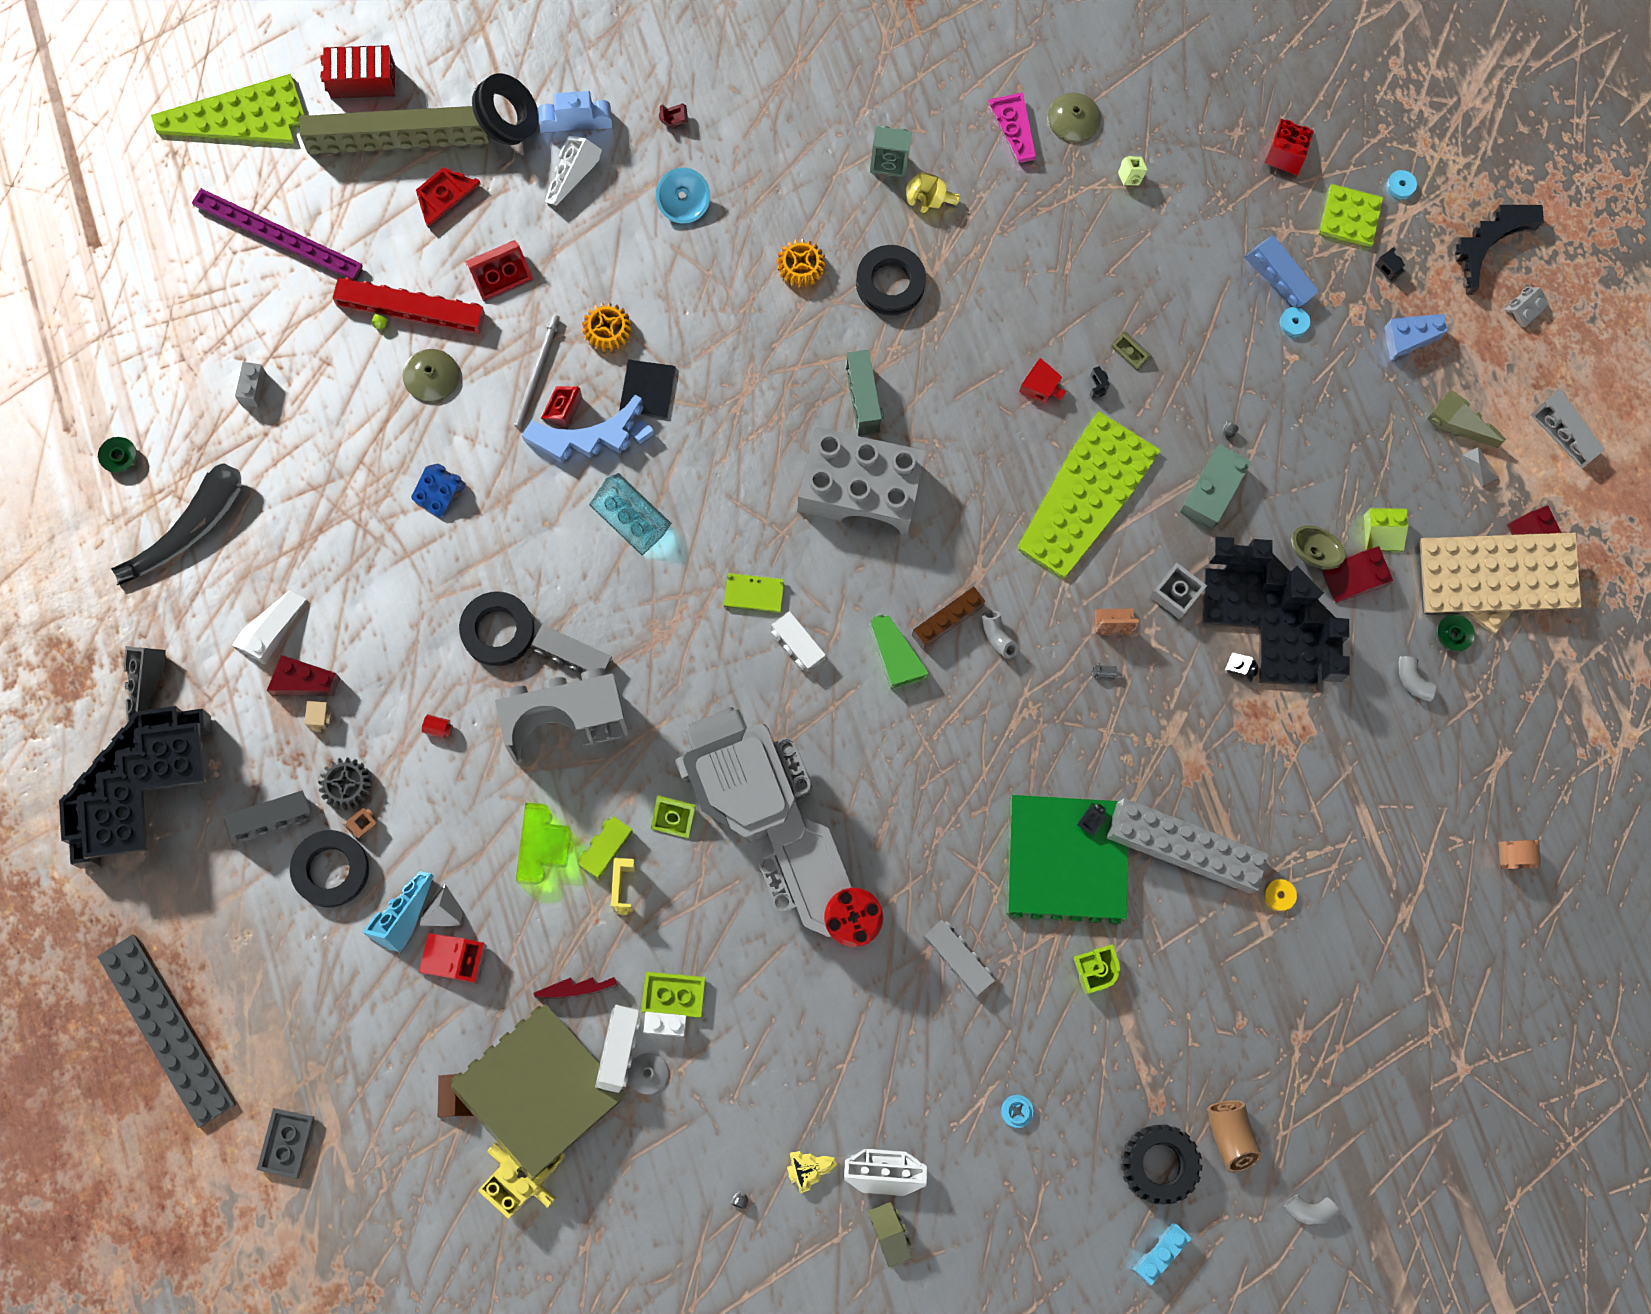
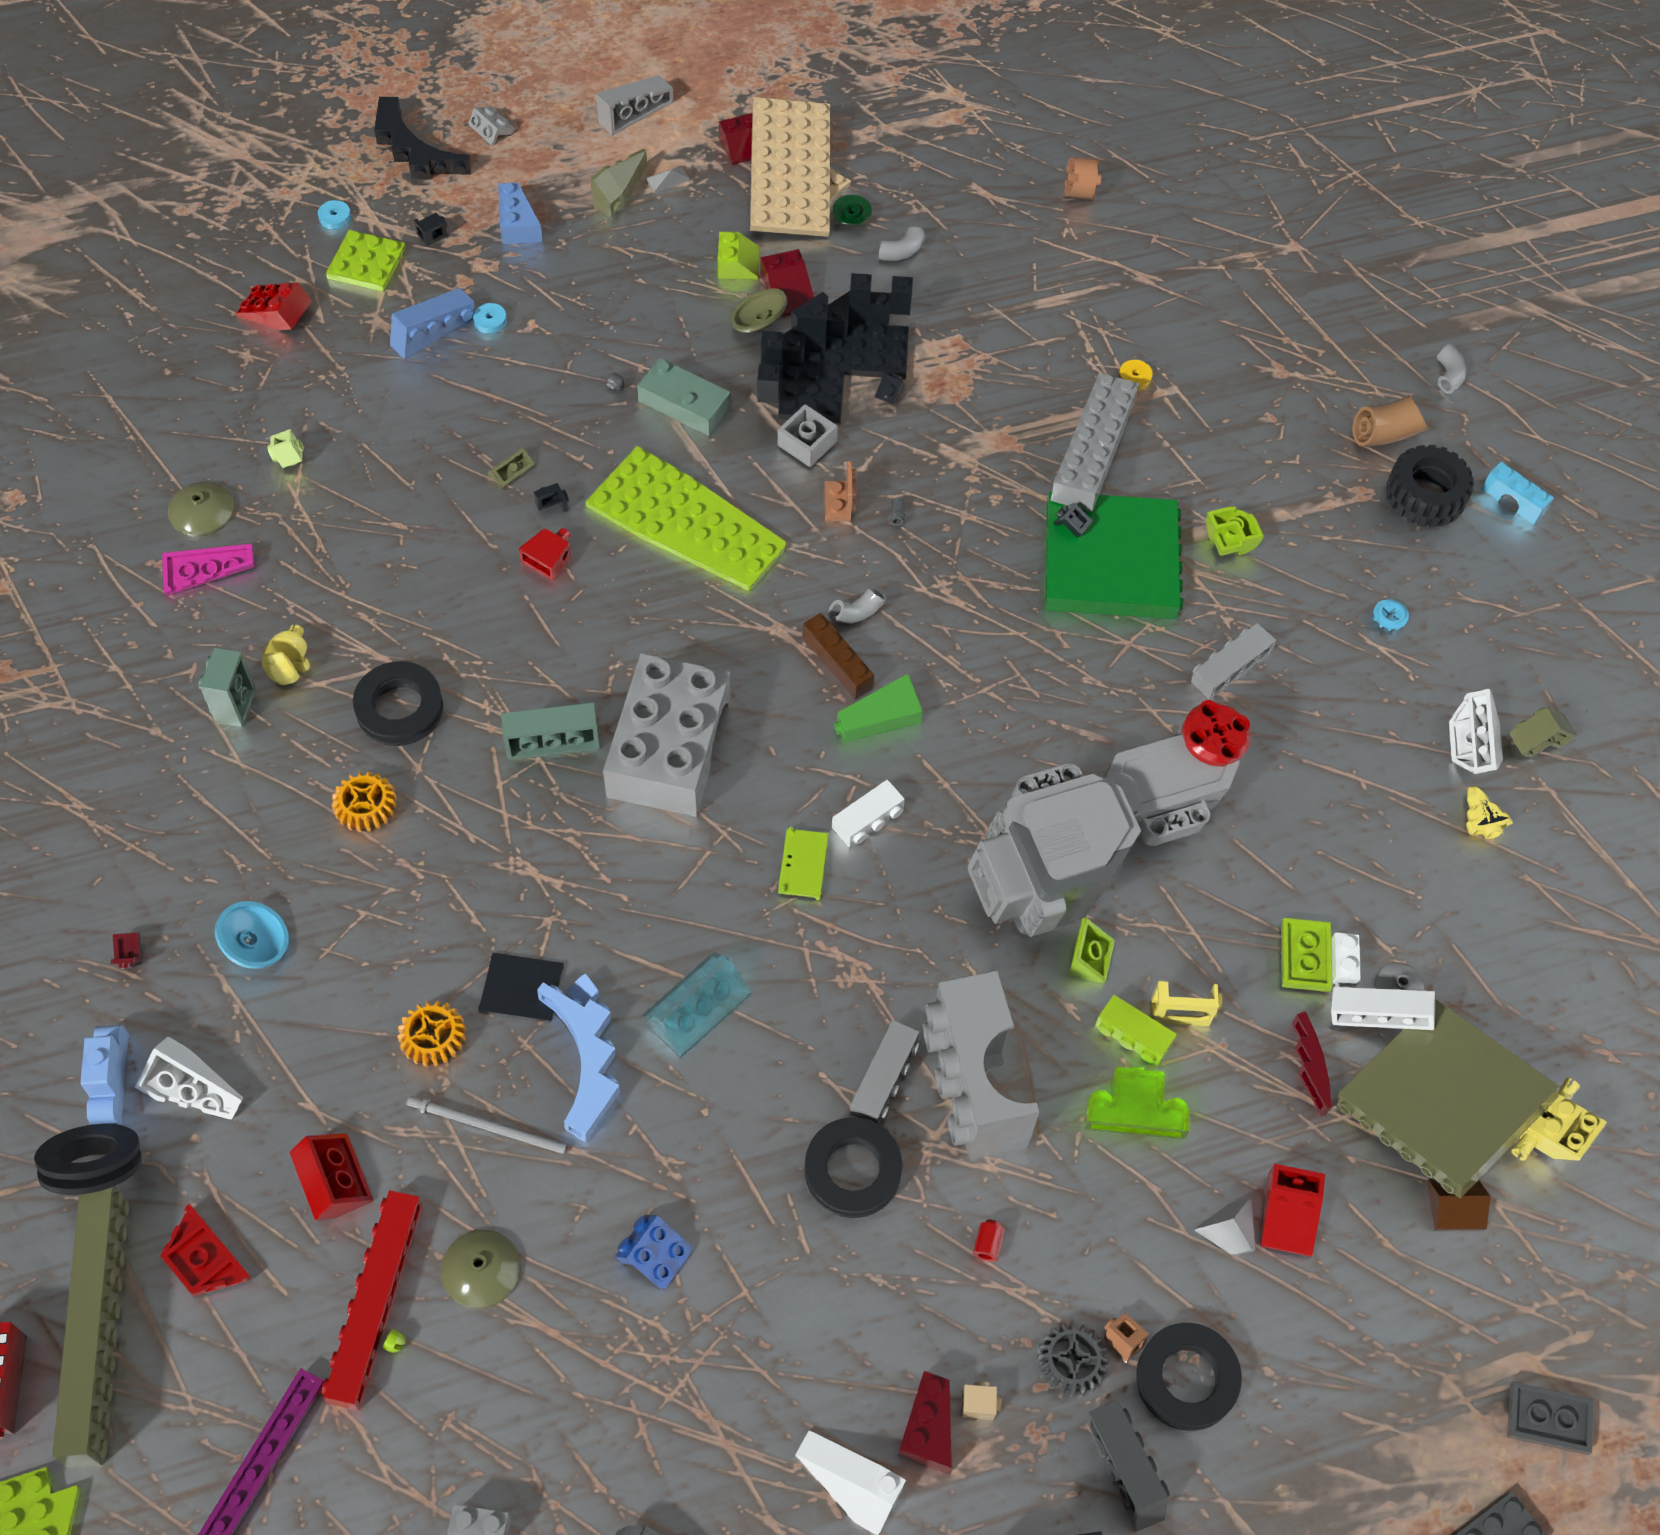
camera: 85 degrees left, 15 degrees down
(398, 921) = (1245, 1281): medium azure wedge -> none
(562, 406) = (541, 1088): red slope -> none
(739, 1202) = (1530, 885): dark grey hinge -> none

